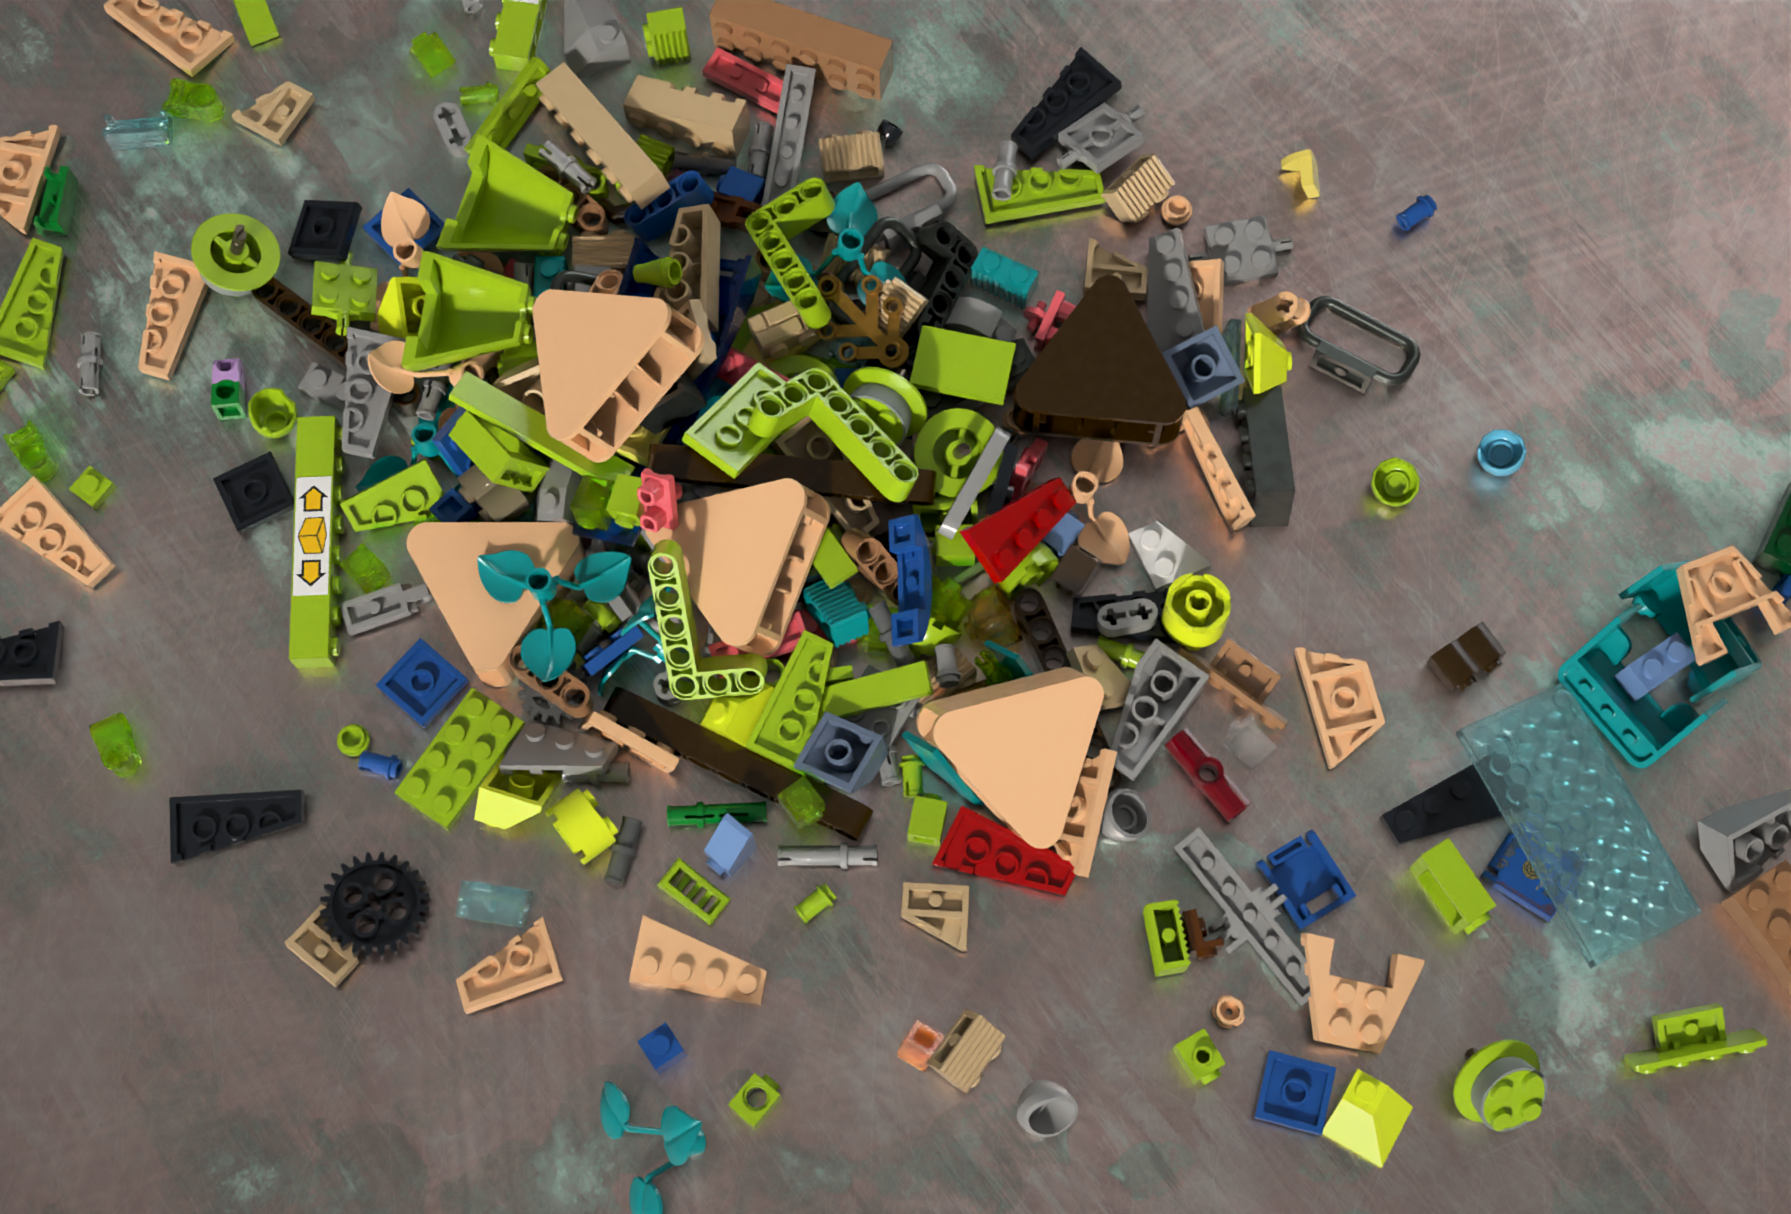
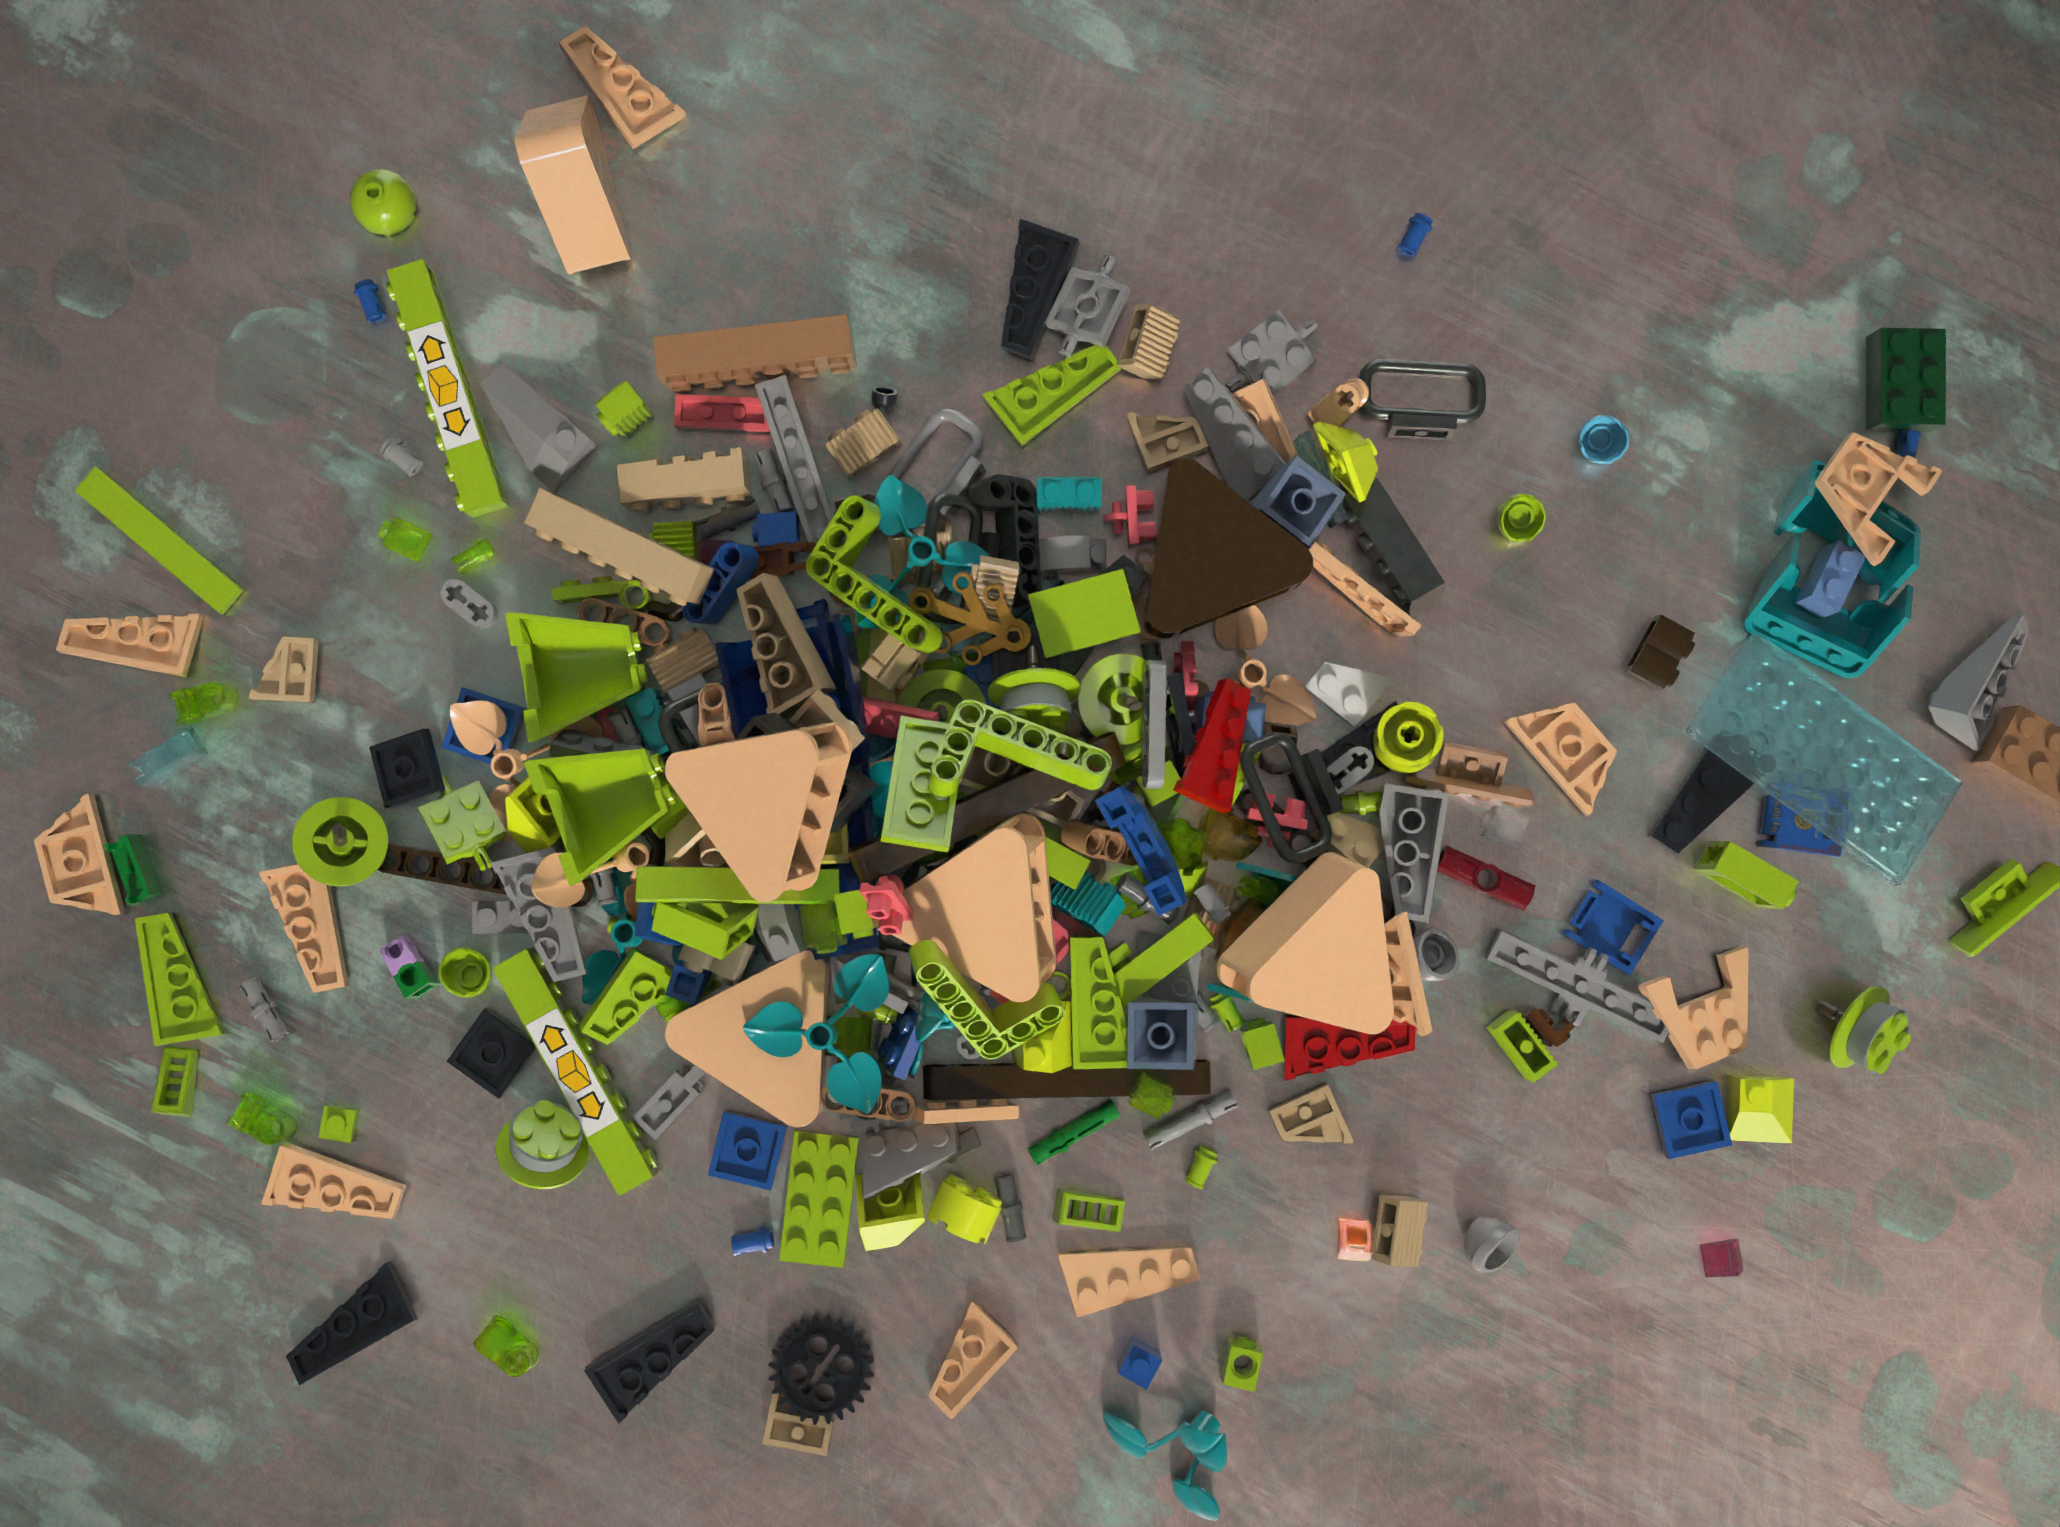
camera: 30 degrees left, 15 degrees up
(251, 581) = (542, 1146): none -> lime piece
(353, 740) = (715, 1231): lime plate -> none
(365, 569) = (638, 1076): clear neon green brick -> none
(493, 903) = (923, 1312): clear light blue hinge -> none
(513, 107) = (514, 559): lime plate -> none
(567, 166) = (604, 596): light grey pin -> none
(660, 272) = (757, 667): lime cone -> none
(729, 846) = (1103, 1160): medium blue slope -> none
(1004, 170) = (1016, 388): light grey pin -> none
(1032, 609) = (1292, 817): none -> coral hips
(1091, 604) = (1314, 784): none -> pearl dark grey bar
(1176, 210) = (1192, 343): light nougat plate -> none
(1199, 1057) = (1598, 1131): lime brick -> none
(1235, 1005) = (1610, 1077): light nougat plate -> none
(1305, 163) = (1297, 243): light yellow tile -> none

